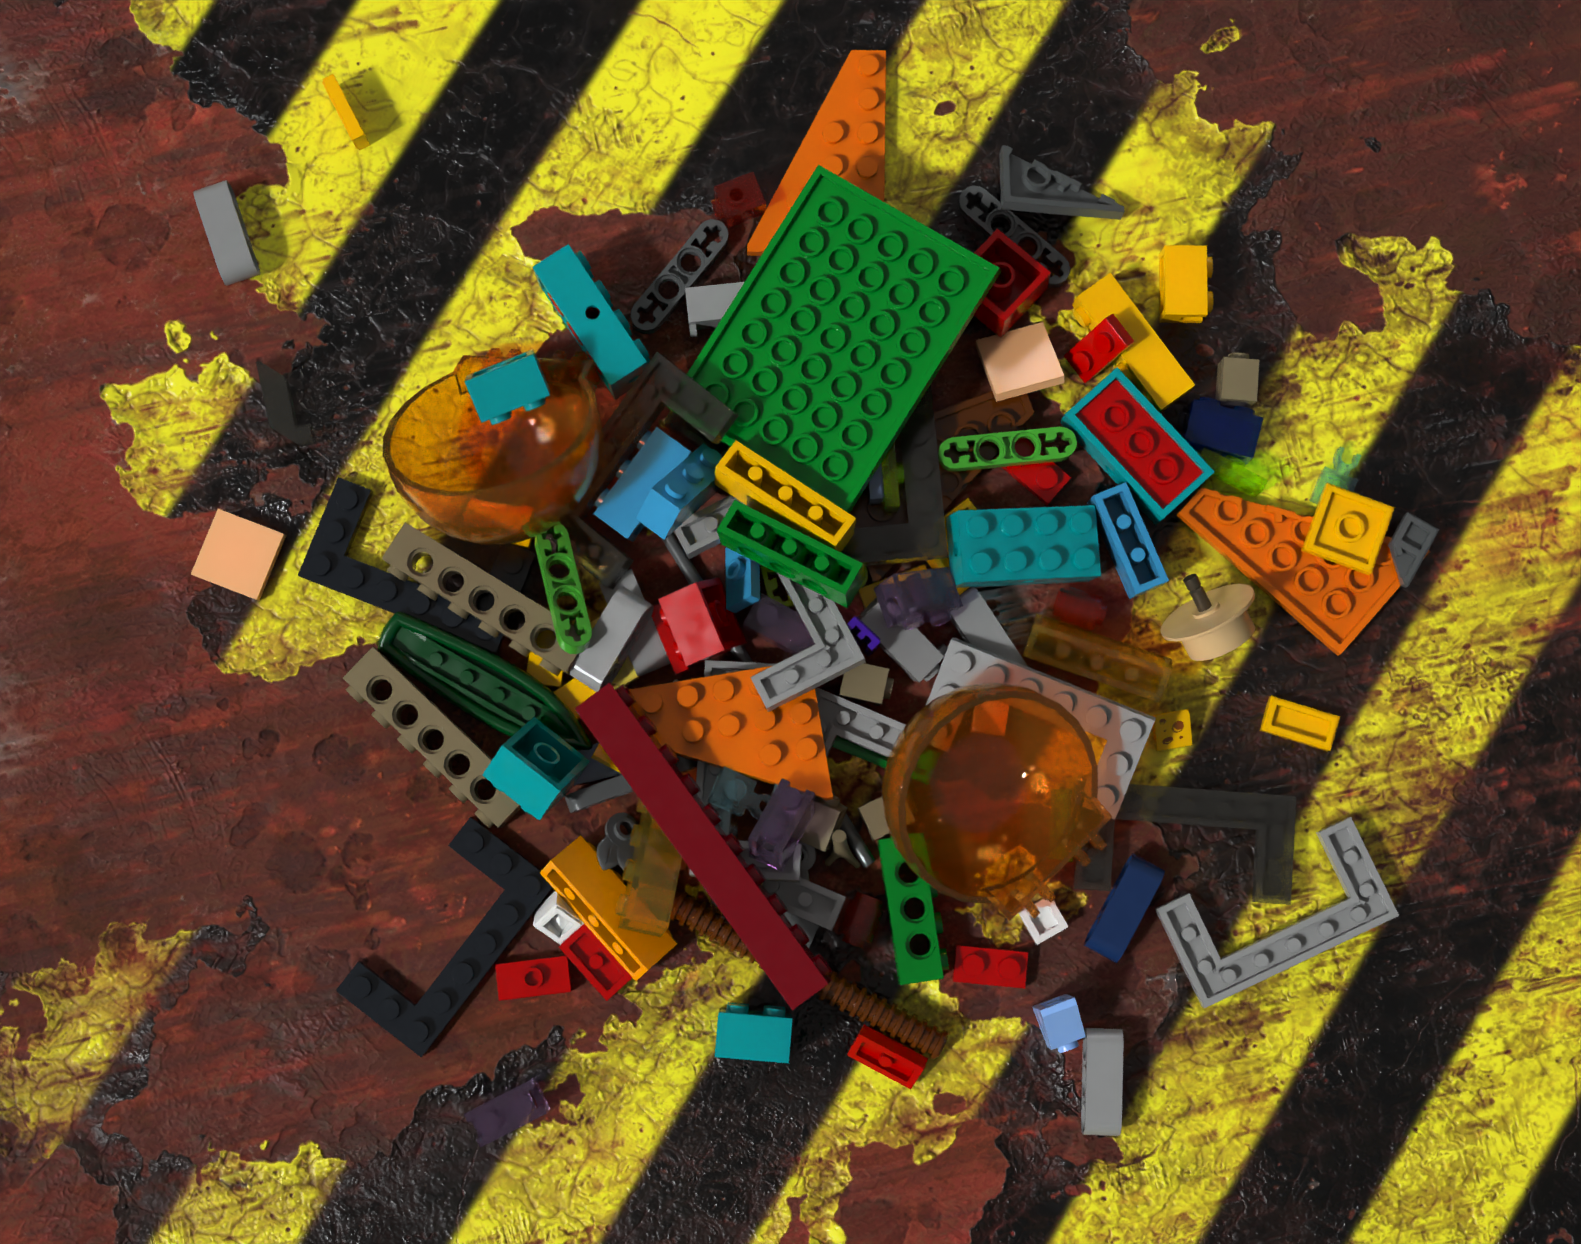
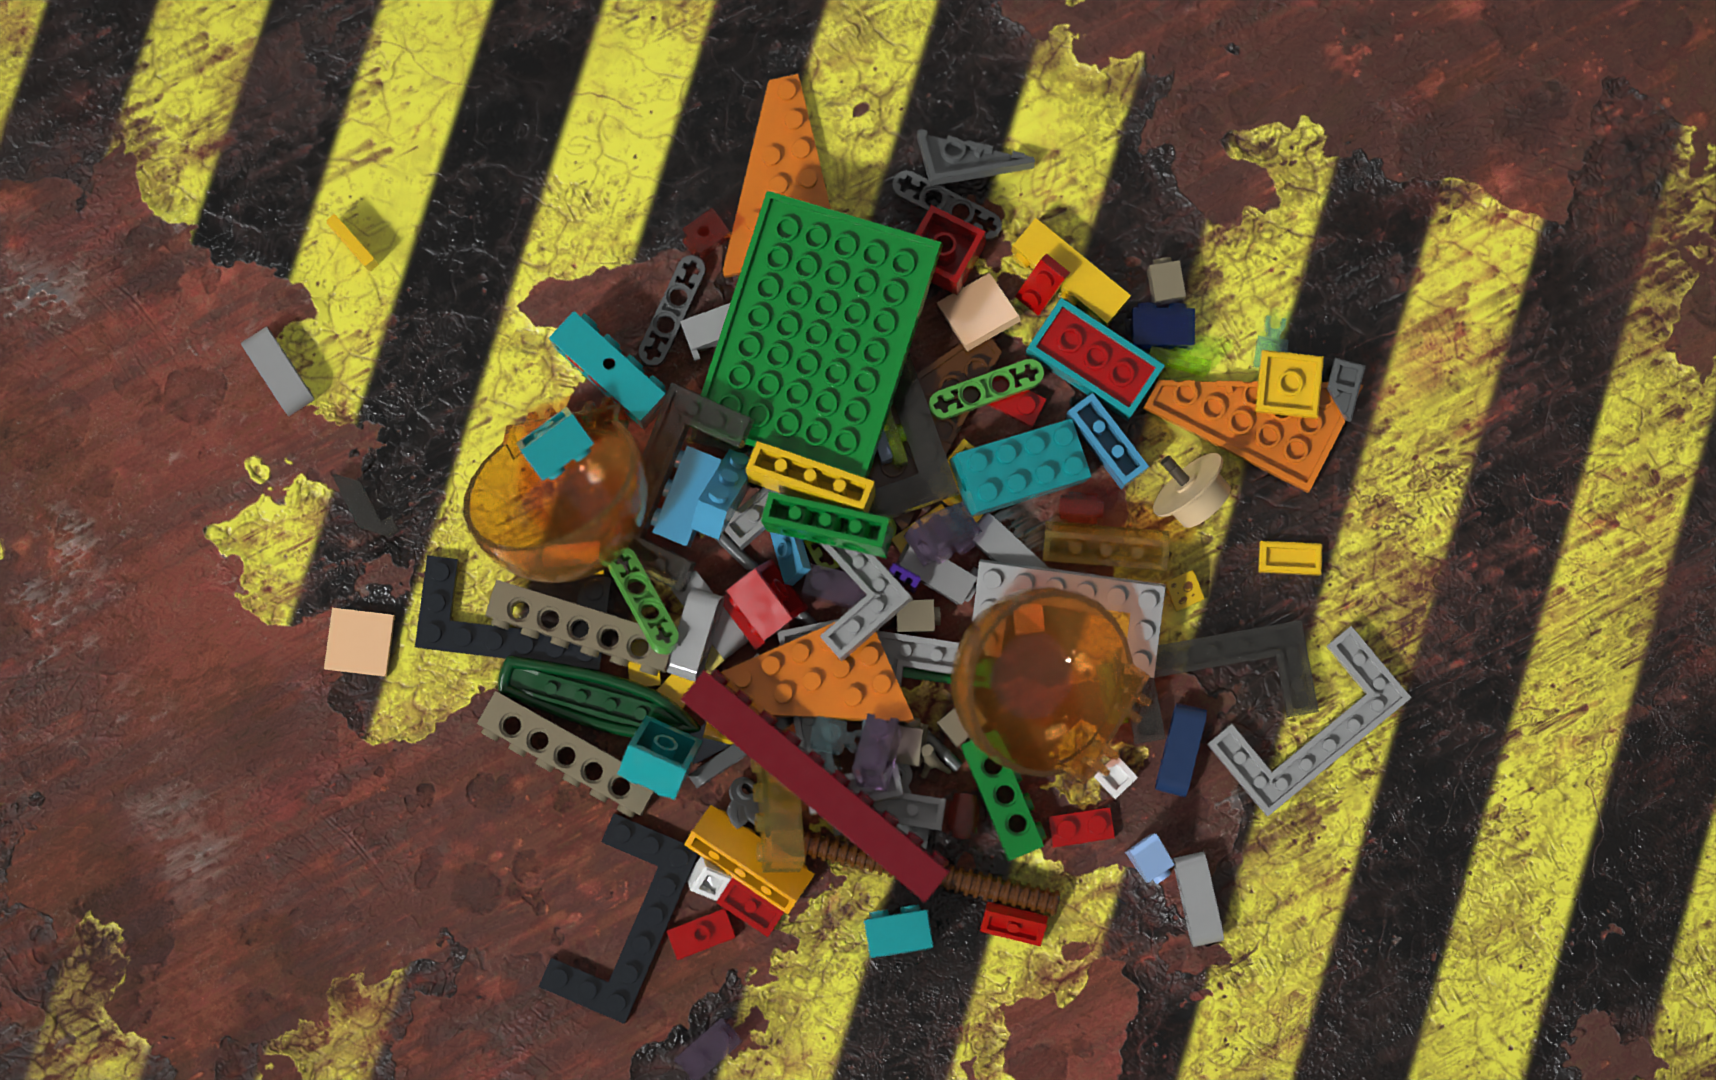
camera: 10 degrees left, 0 degrees up
(1184, 284) = (1101, 210): yellow brick -> none

